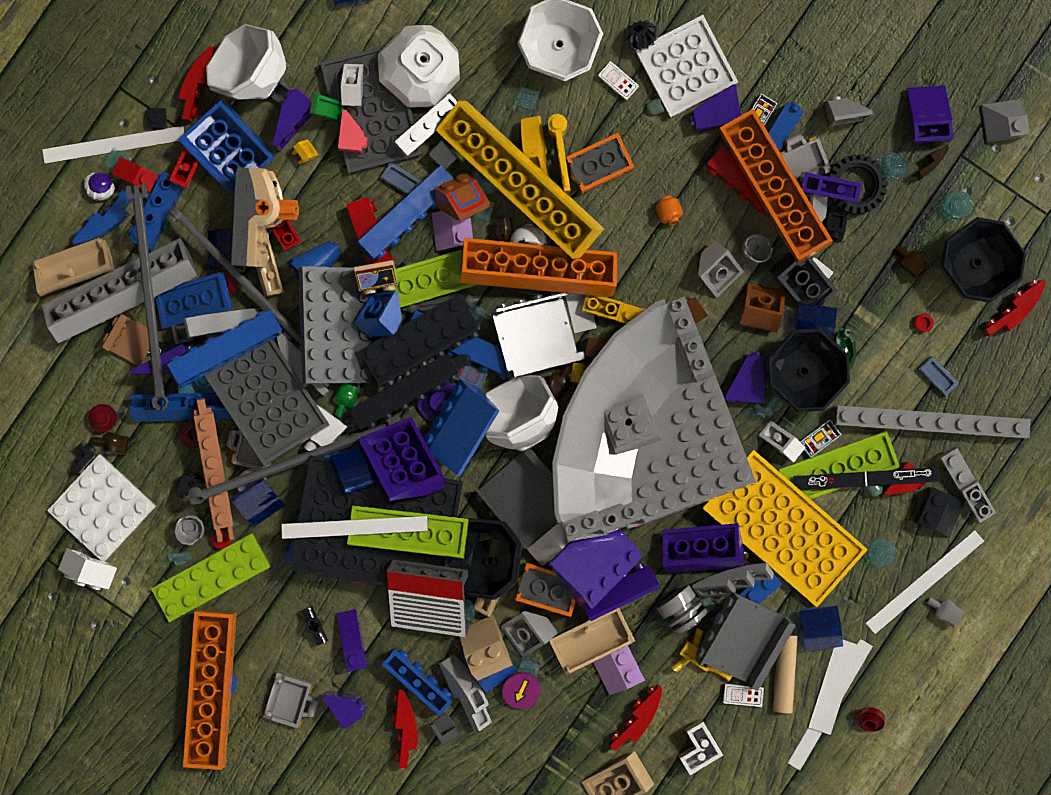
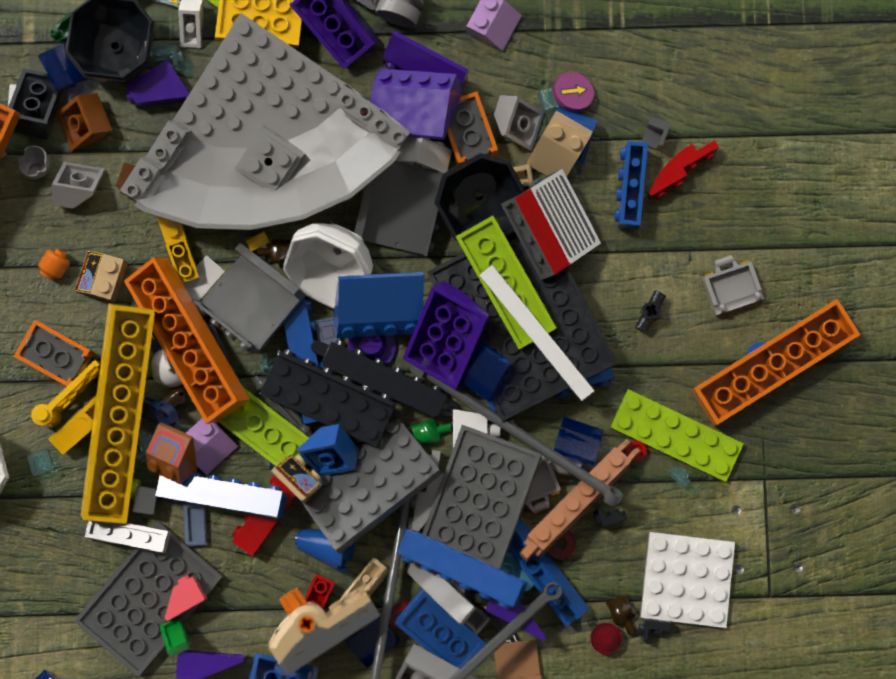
camera: 125 degrees left, 5 degrees down
(86, 570) = (752, 551): white brick -> none
(189, 529) = (648, 485): light grey hair -> none
(305, 151) = (229, 631): yellow tile -> none
(345, 707) = (701, 230): dark purple slope -> none
(352, 84) = (137, 630): white slope -> none
(352, 640) = (639, 269): dark purple slope -> none
(409, 78) = (92, 585): white rock -> none
(468, 690) = (607, 137): light grey slope -> none
(502, 209) = (155, 411): none -> dark blue piece
(591, 641) = (487, 60): tan container -> none
(593, 347) = (224, 240): reddish brown brick -> none
(635, 238) = (101, 276): none -> tan slope

